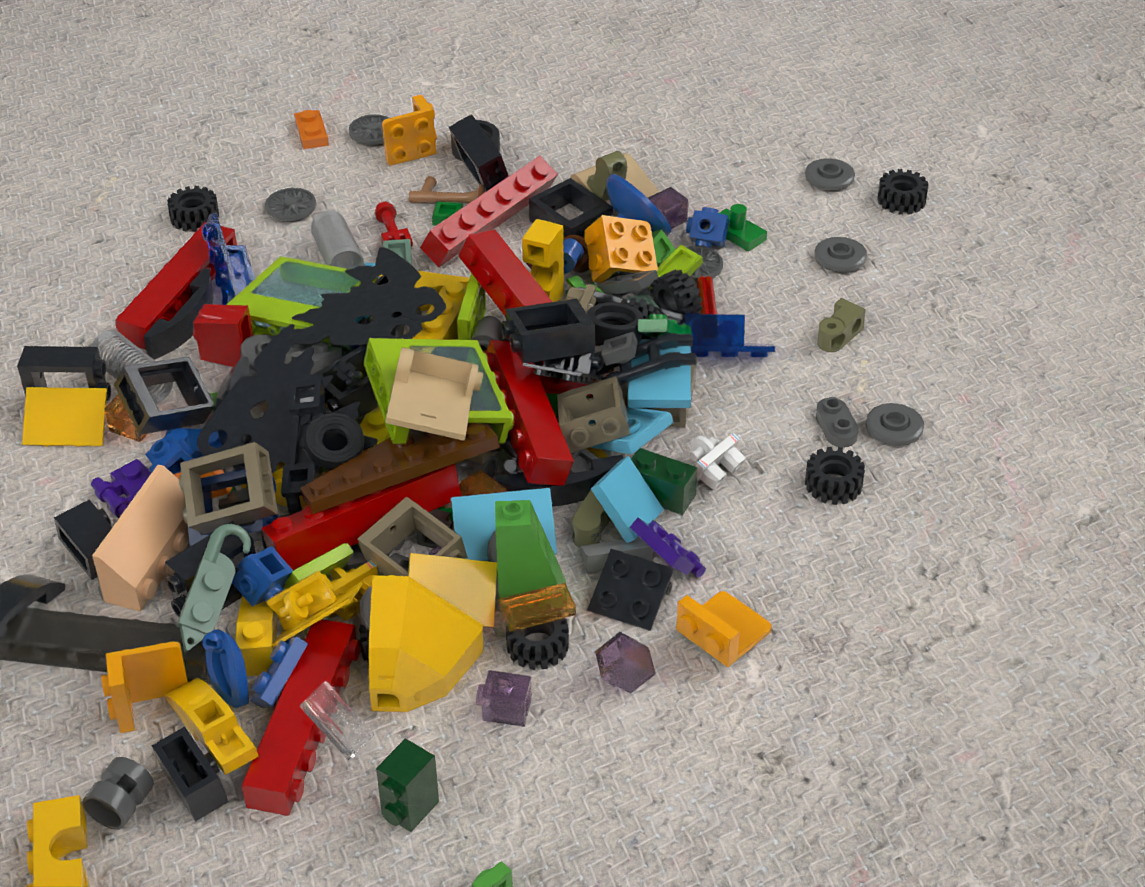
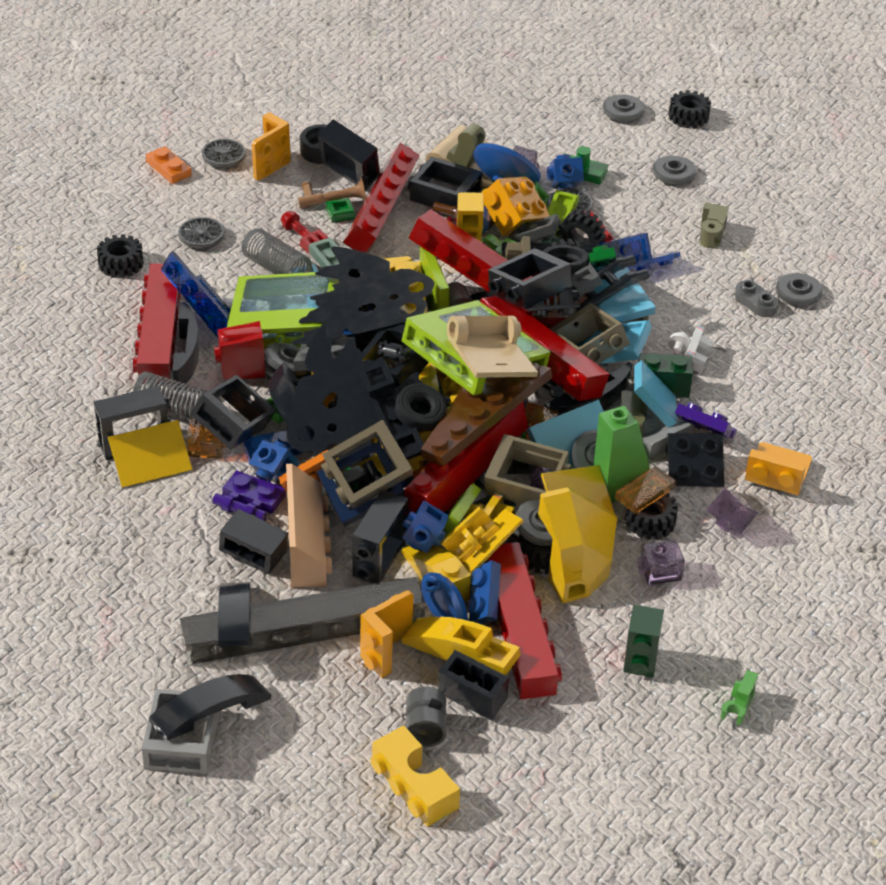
camera: 25 degrees left, 0 degrees up
(209, 587) = (400, 543): sand green plate -> none
(336, 720) = (554, 613): clear tile -> none
(834, 487) = (793, 339): black tyre -> none

